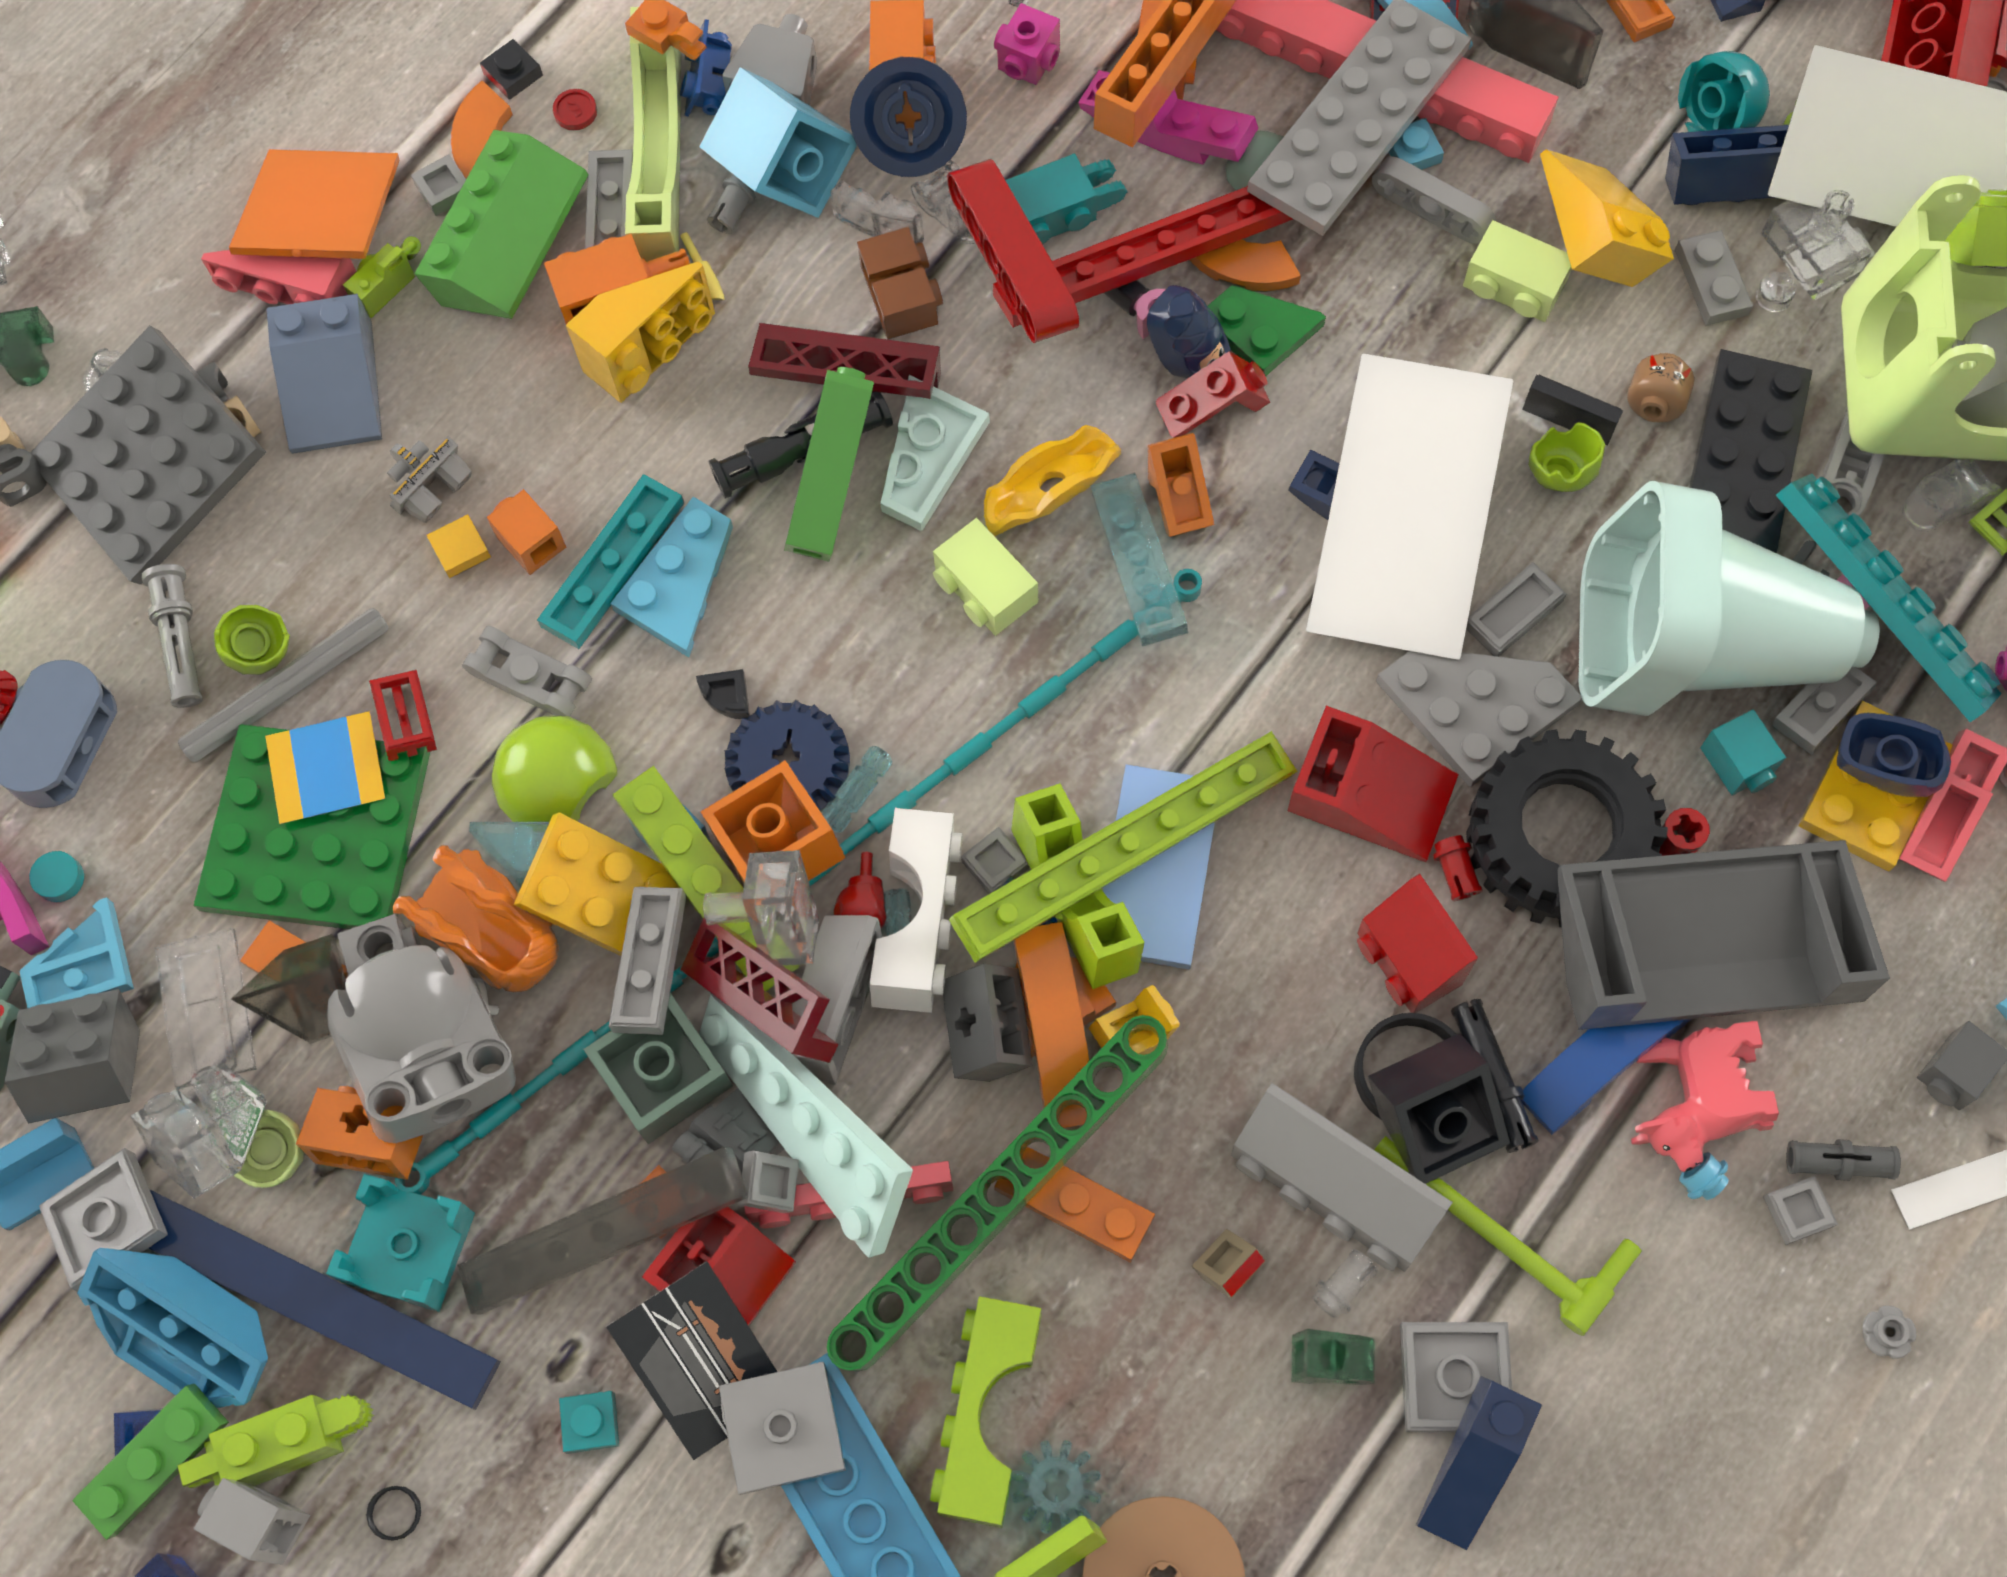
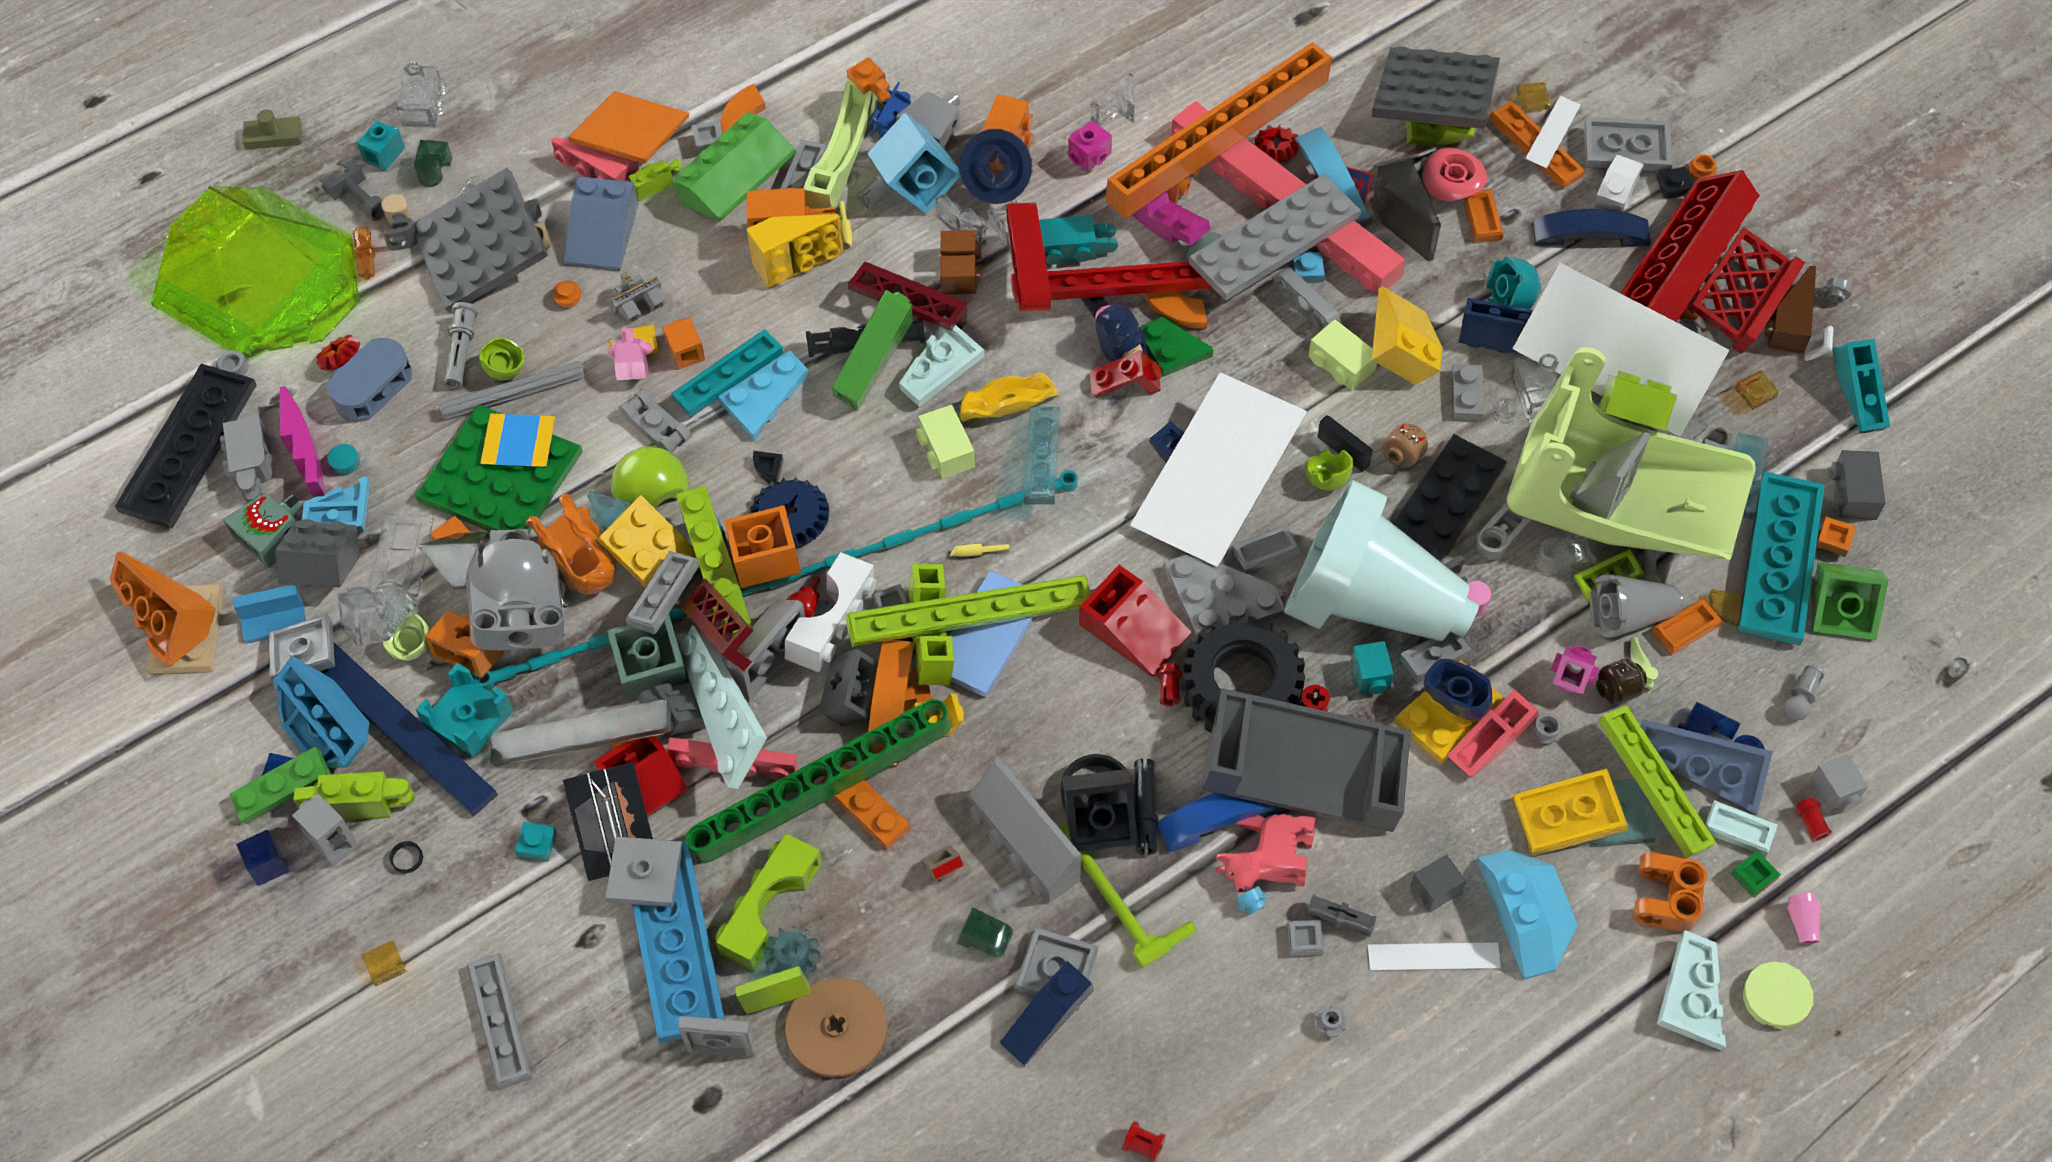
camera: 15 degrees right, 10 degrees down
(313, 501) = (566, 294): none -> orange plate
(409, 741) = (572, 438): red tile -> none
(452, 578) = (630, 355): none -> bright pink piece
(511, 69) = (774, 82): black plate -> none
(574, 109) = (803, 114): red piece -> none
(769, 1181) = (686, 732): light grey tile -> none
(775, 904) = (746, 579): clear brick -> none
(857, 788) = (824, 540): clear light blue axle -> none
(1090, 736) = (976, 550): none -> light yellow piece
(1179, 484) = (1083, 419): orange slope -> none
(1416, 946) = (1122, 717): red slope -> none
(1879, 582) = (1494, 598): teal plate -> none

